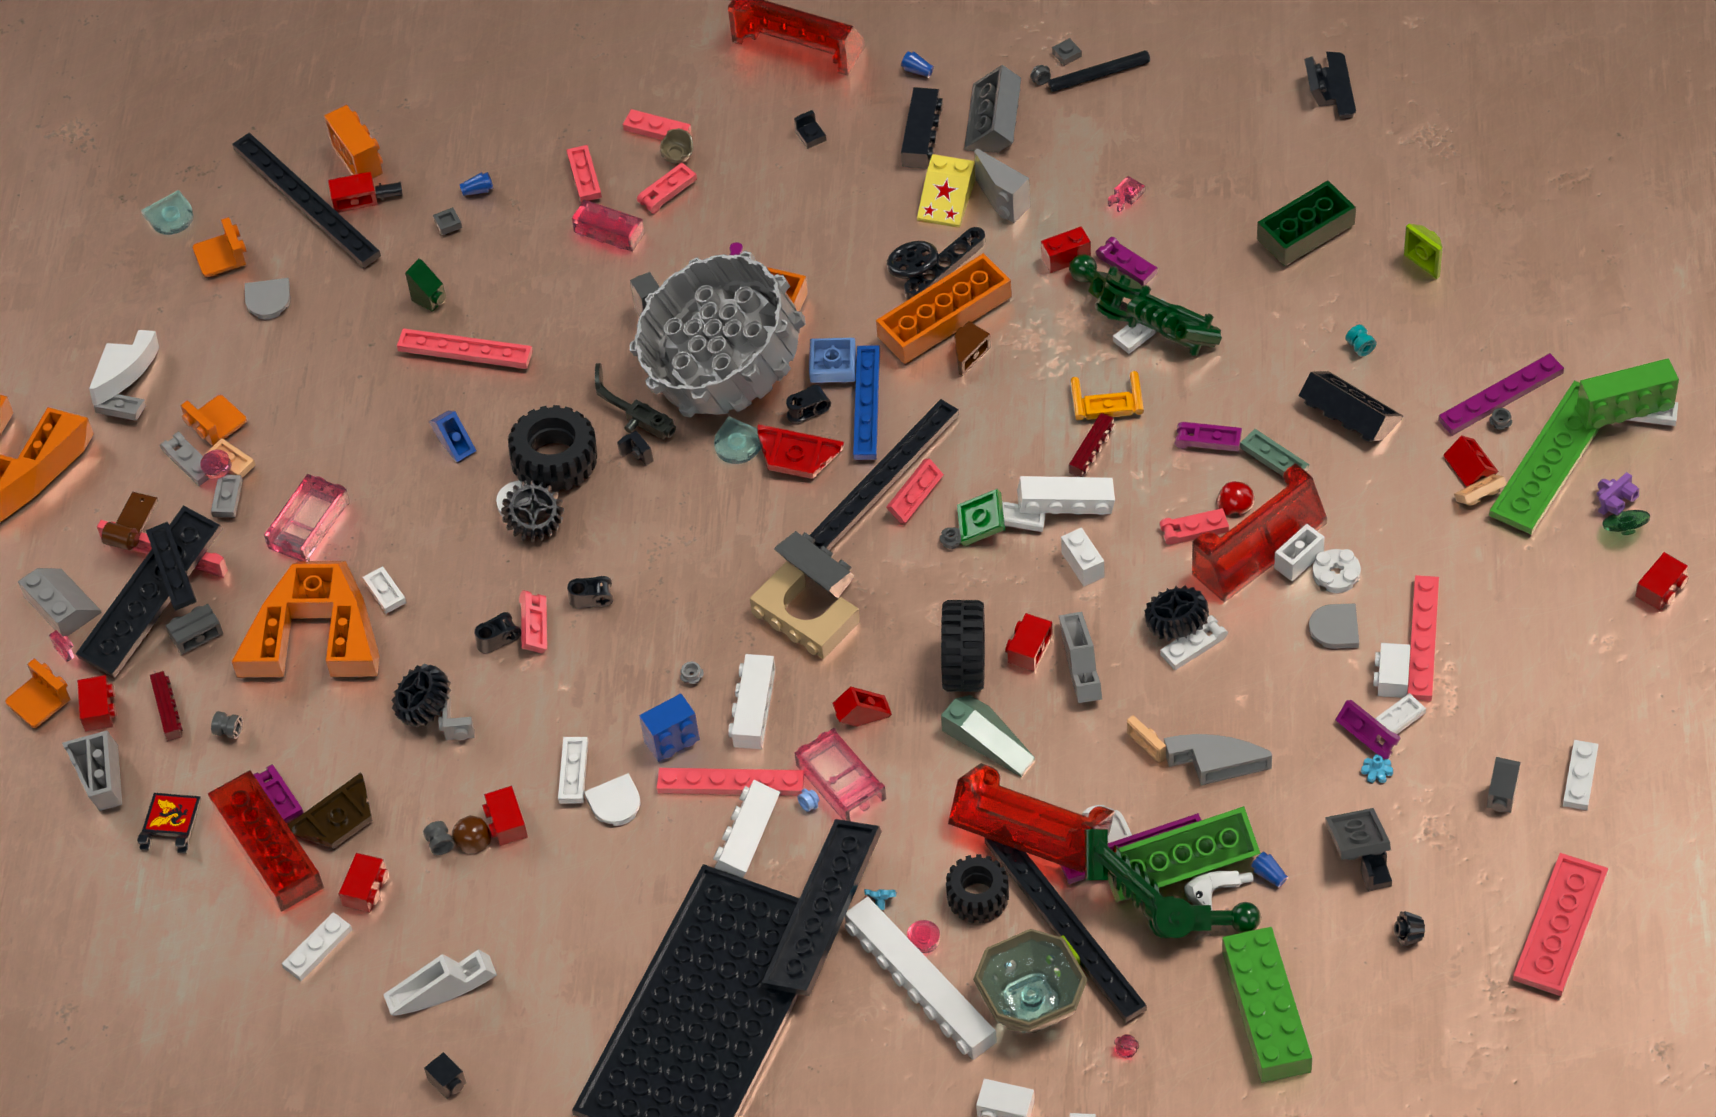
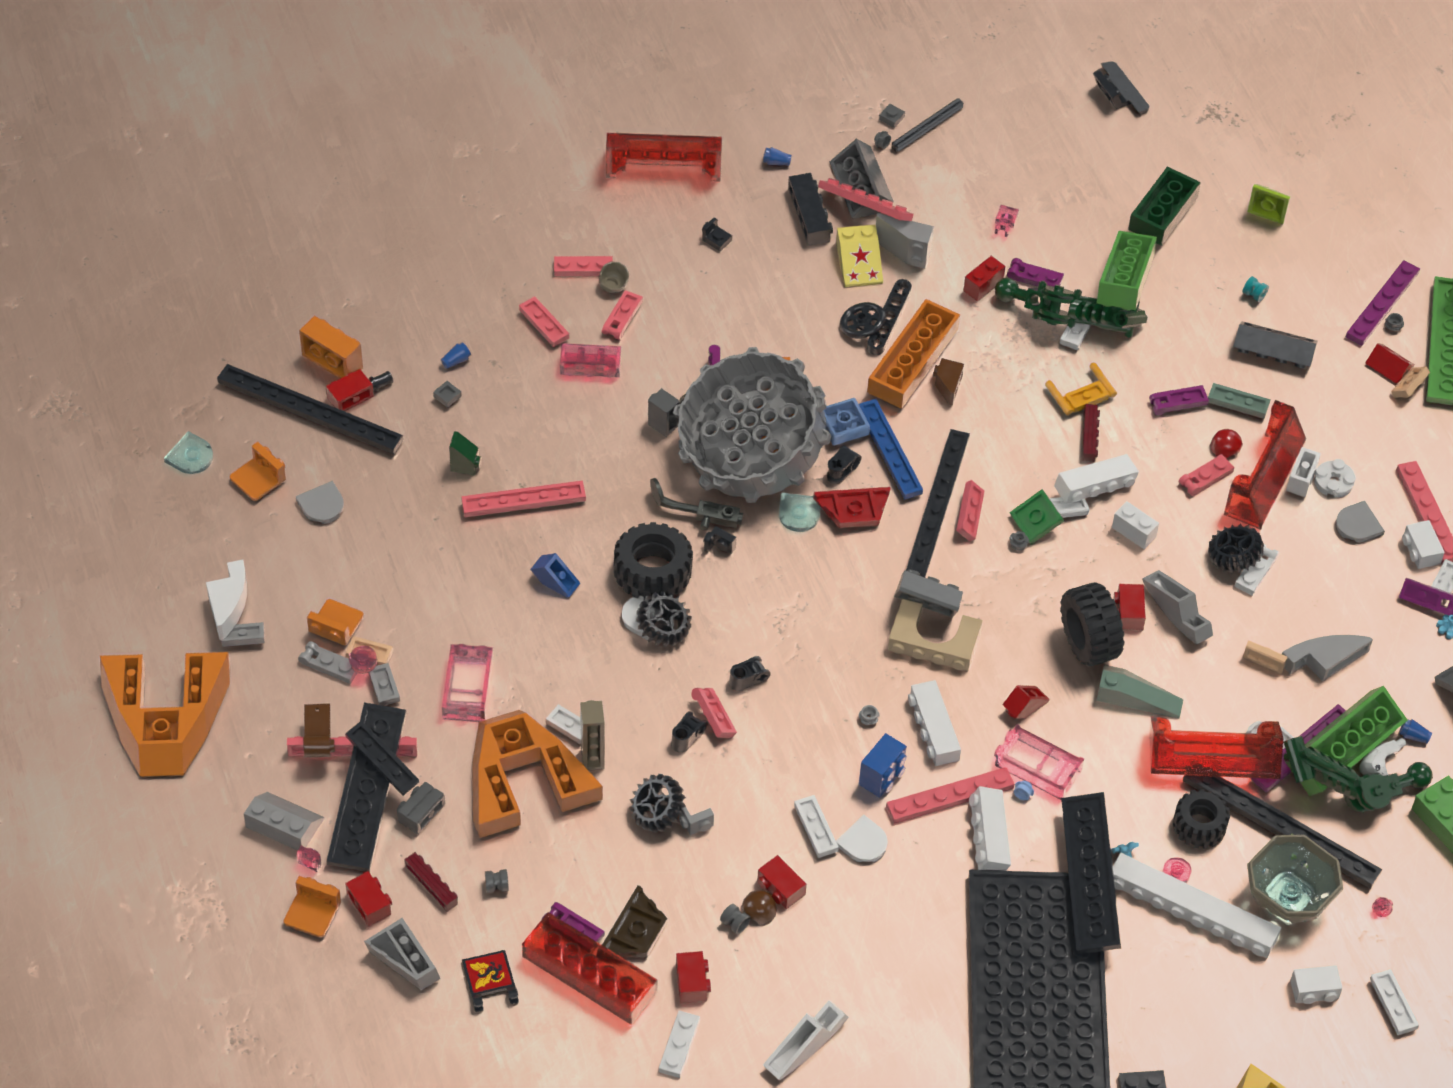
camera: 30 degrees left, 0 degrees up
(384, 605) = (592, 735): none -> dark tan brick
(975, 132) = (870, 201): none -> coral plate
(1215, 280) = (1126, 270): none -> bright green brick

